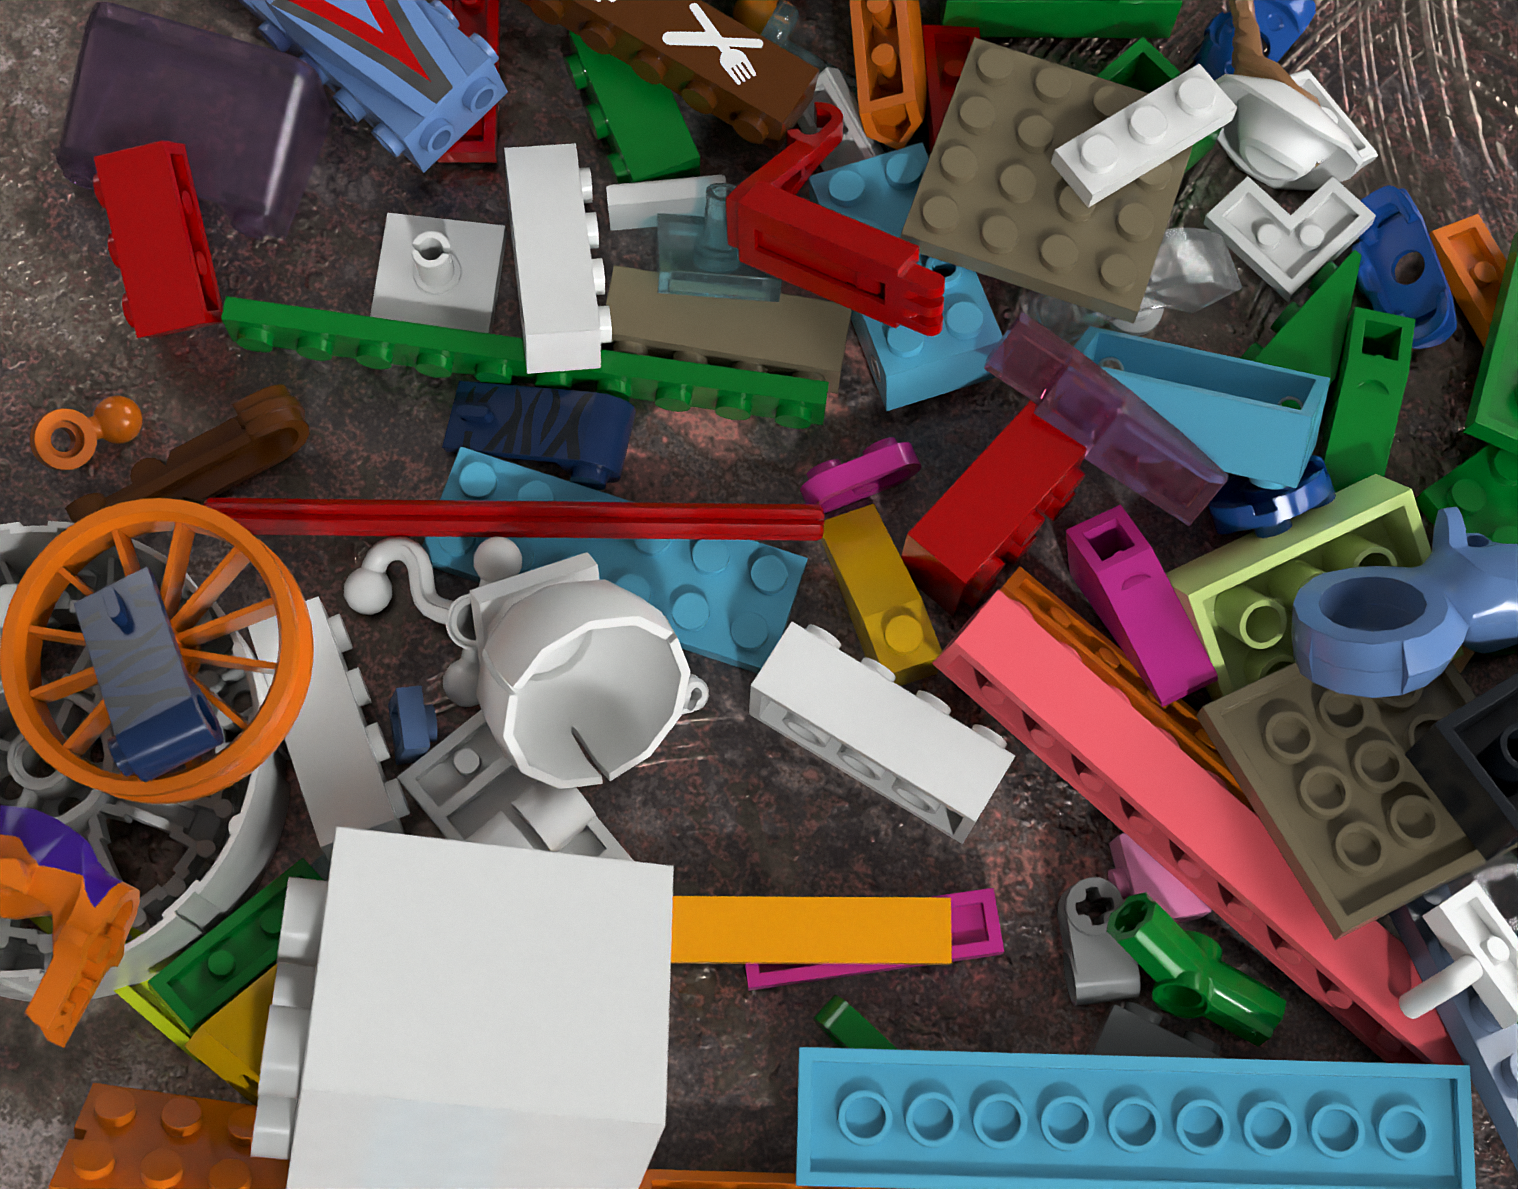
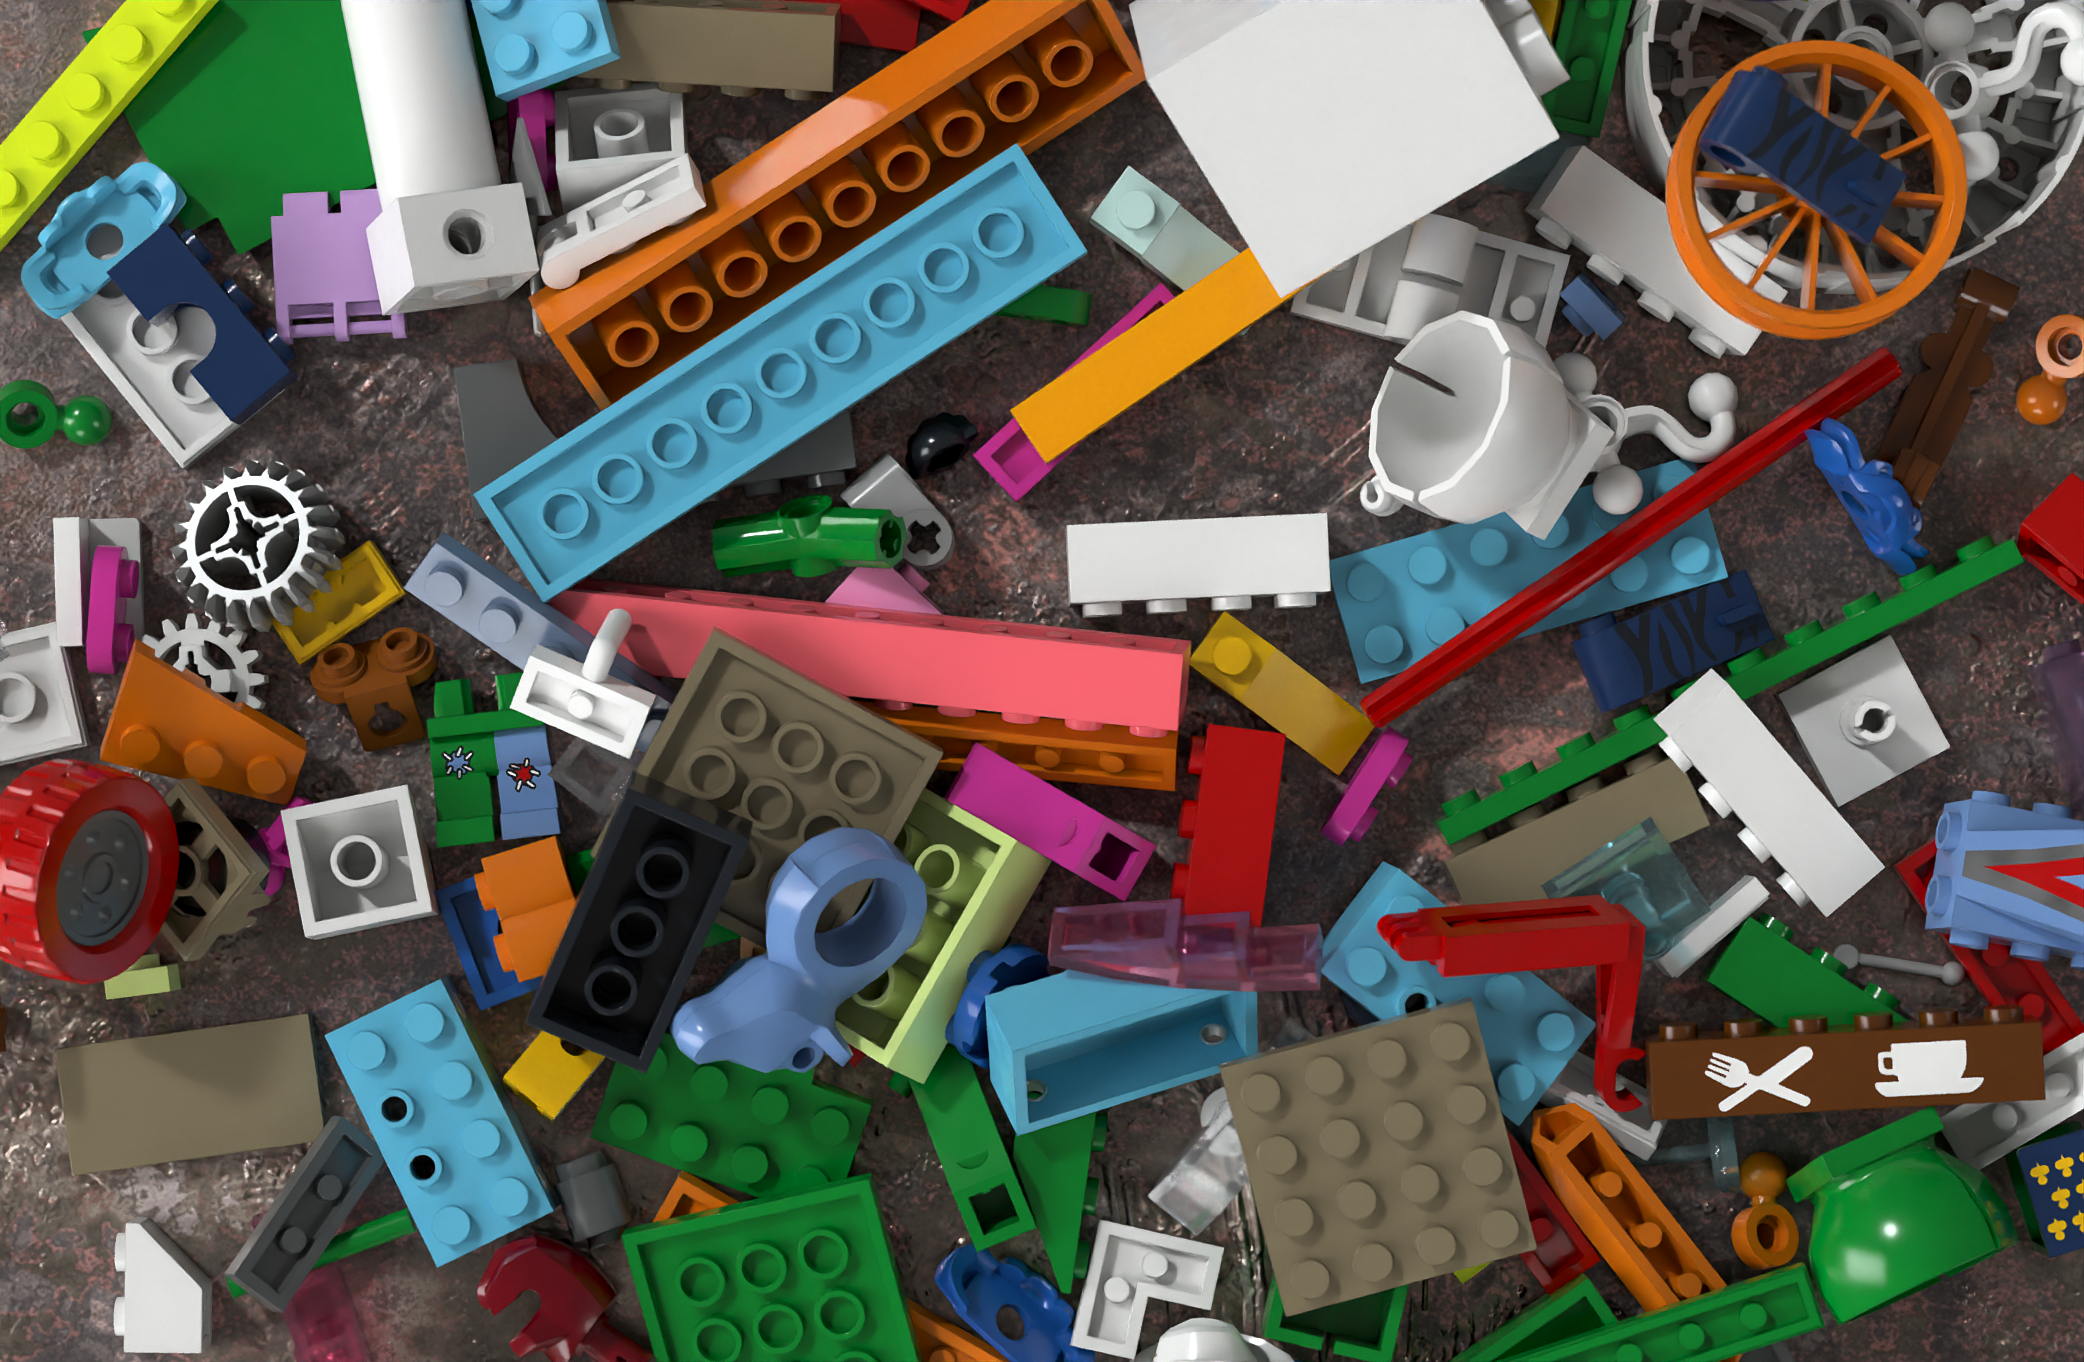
camera: 145 degrees right, 15 degrees up
(305, 417) = (1888, 514): none -> blue piece
(577, 121) = (1951, 973): none -> light grey hinge
(720, 1029) = (1160, 232): none -> light aqua slope
(1024, 984) = (938, 444): none -> black piece
(1143, 135) = (1322, 1241): white plate -> none

